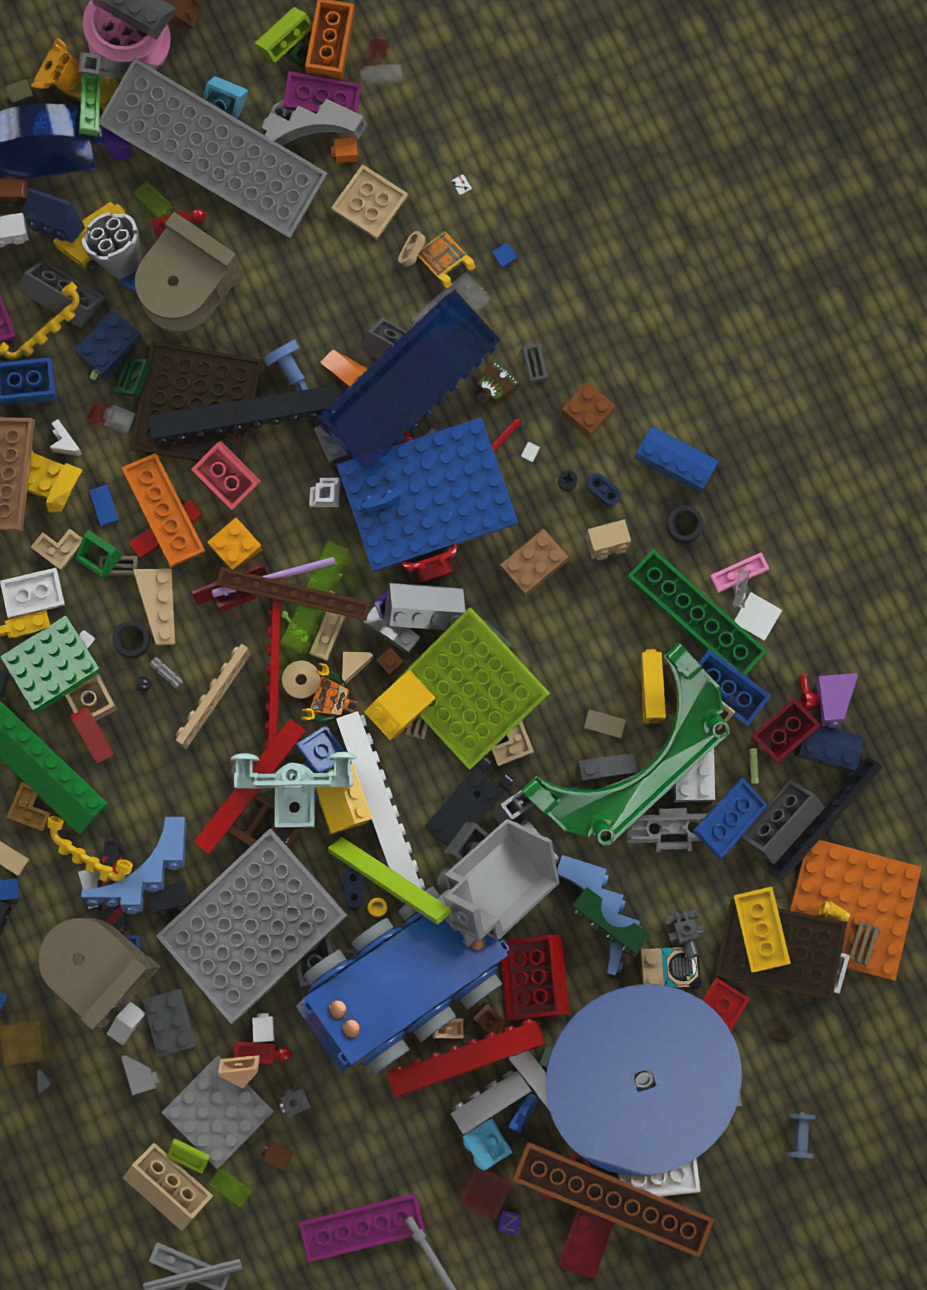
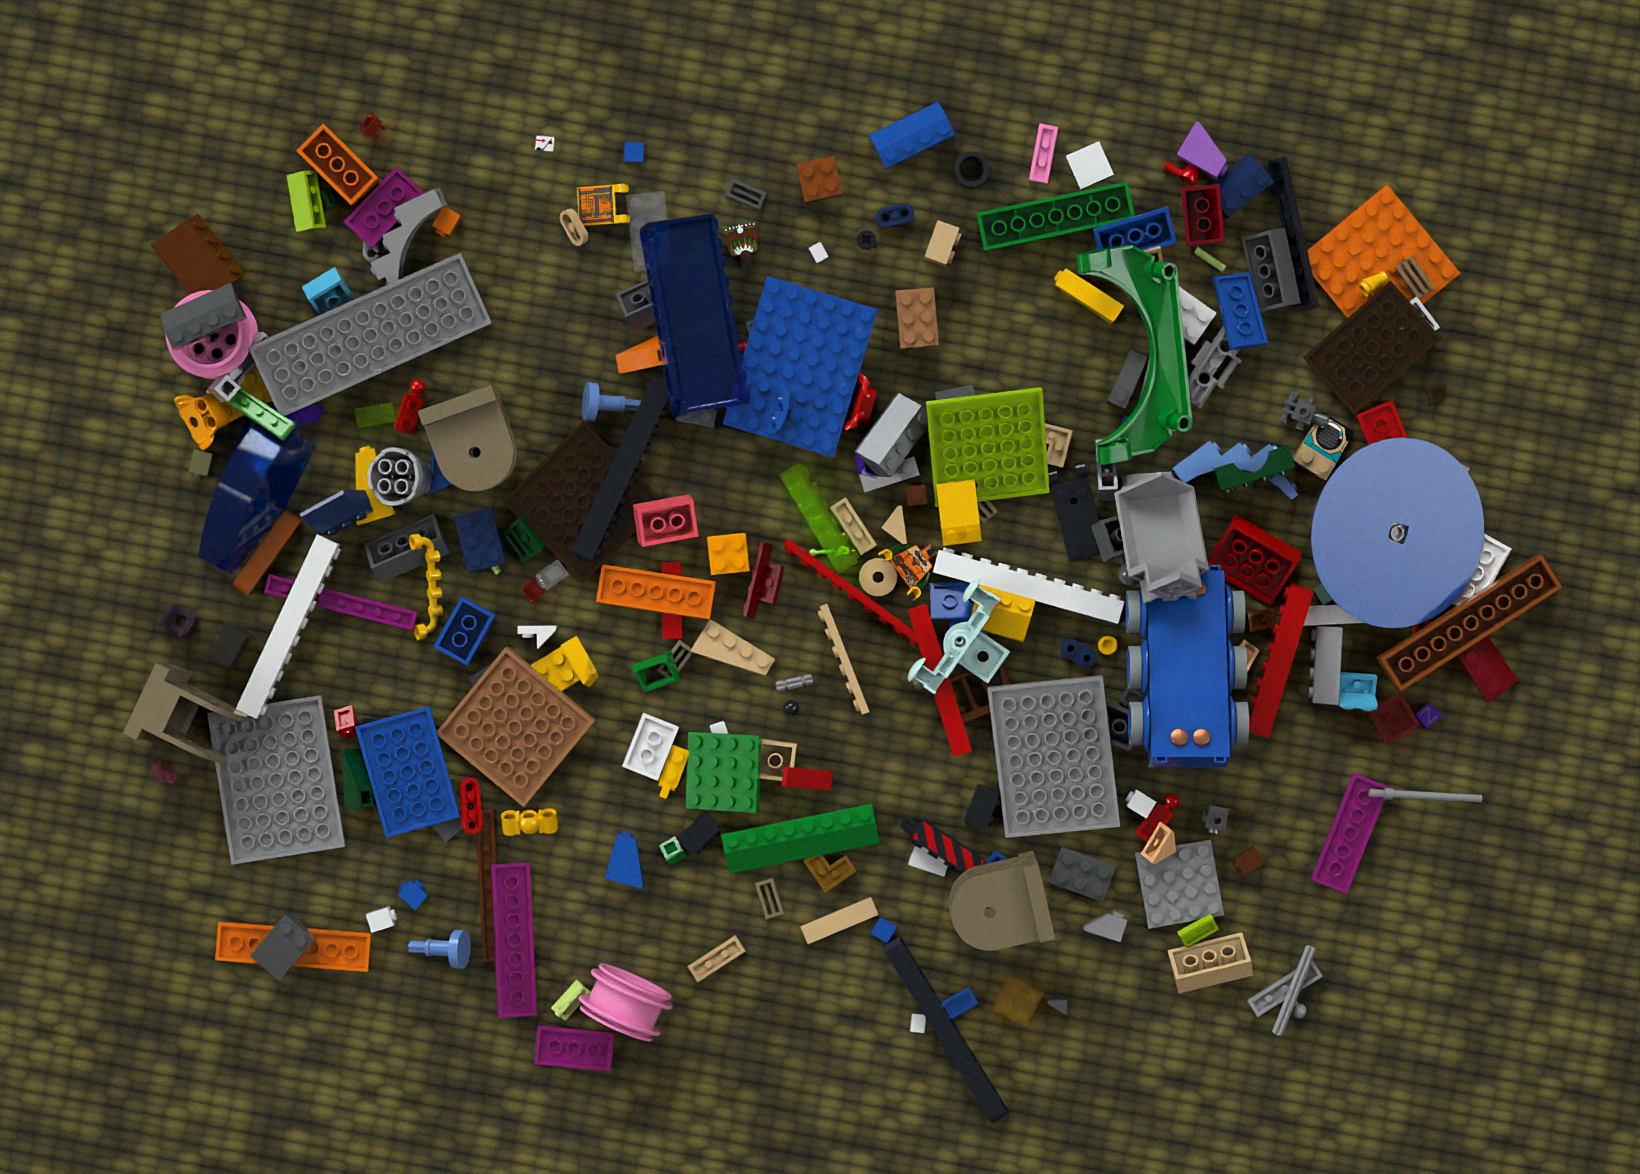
camera: 55 degrees left, 10 degrees up
(58, 553) = (632, 700): tan plate -> none
(104, 505) = (616, 637): blue tile -> none
(123, 867) = (938, 827): yellow bar -> none
(126, 1023) = (1058, 908): white slope -> none
(136, 653) = (751, 678): black tyre -> none
(149, 877) = (957, 810): medium blue arch -> none
(230, 1187) = (1245, 914): clear neon green tile -> none
(283, 574) = (761, 587): lavender bar -> none
(293, 593) = (805, 534): reddish brown tile -> none
(325, 493) = (735, 447): white brick -> none
(369, 202) = (507, 233): tan plate -> none
(381, 74) = (399, 142): clear brick -> none
(390, 880) = (1098, 622): lime tile -> none
(507, 432) = (790, 263): red bar -> none
(523, 1114) = (1355, 649): blue wing -> none
(604, 724) = (1089, 355): dark tan tile -> none
(741, 588) = (1058, 162): clear pin -> none
(762, 929) = (1347, 352): yellow plate -> none
(801, 1135) = (1526, 438): sand blue hose -> none

